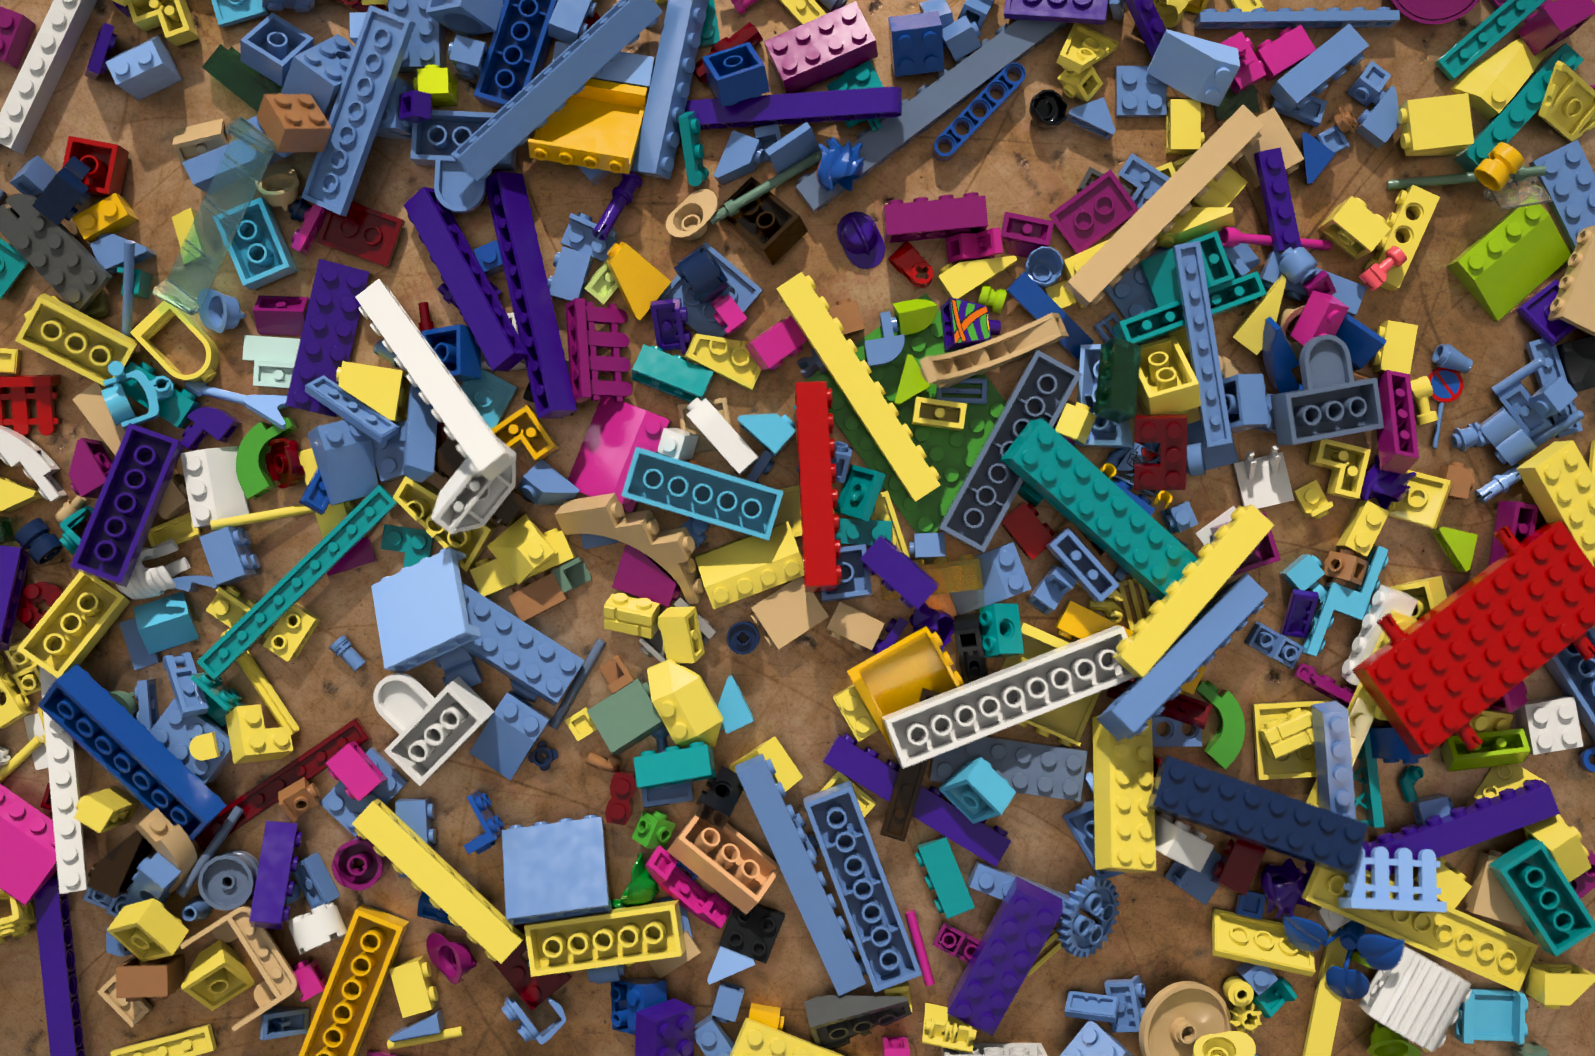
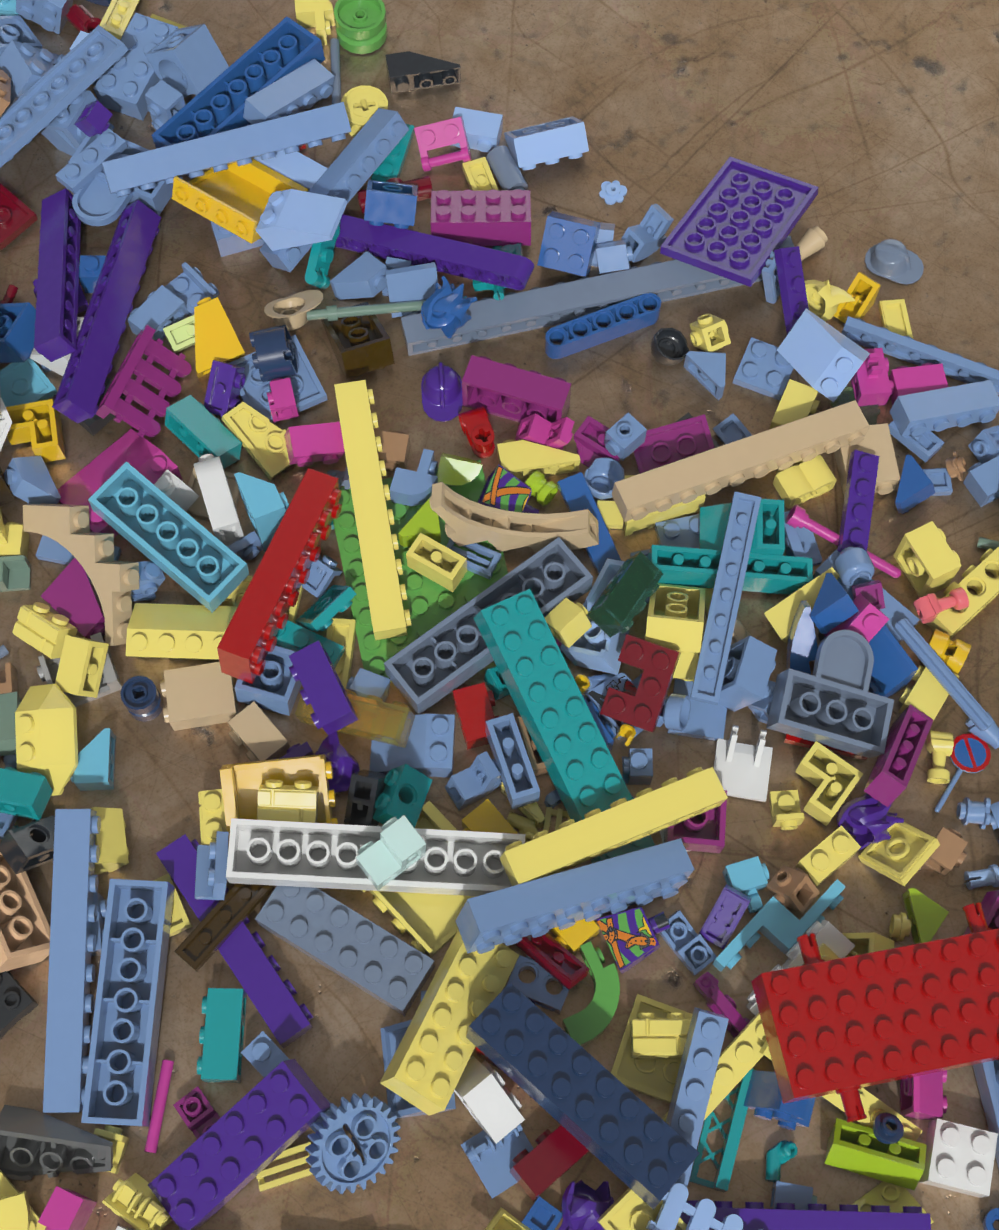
camera: 20 degrees right, 20 degrees down
(433, 149) = (88, 162): none -> medium blue plate
(438, 83) = (127, 118): neon yellow brick -> none
(621, 196) = (239, 268): dark purple pin -> none
(665, 132) = (299, 218): none -> light blue slope
(879, 758) = (211, 868): none -> medium blue bracket
(916, 681) = (288, 802): none -> light yellow brick
(978, 791) = (296, 945): medium azure slope -> none
(1030, 695) = (393, 853): none -> light aqua brick
(1049, 223) = (625, 436): none -> medium blue brick
(1084, 48) = (724, 305): light yellow wing -> none
(1196, 223) = (771, 488): light yellow slope -> none
(1235, 662) = (632, 935): none -> torso
(1296, 314) = (832, 605): none -> blue slope
(1402, 305) = (959, 650): none -> yellow wheel
(1405, 331) = (943, 674): none -> medium blue axle
(1440, 560) = (899, 926): none -> light yellow plate
(1485, 732) = (884, 1134): none -> dark blue plate

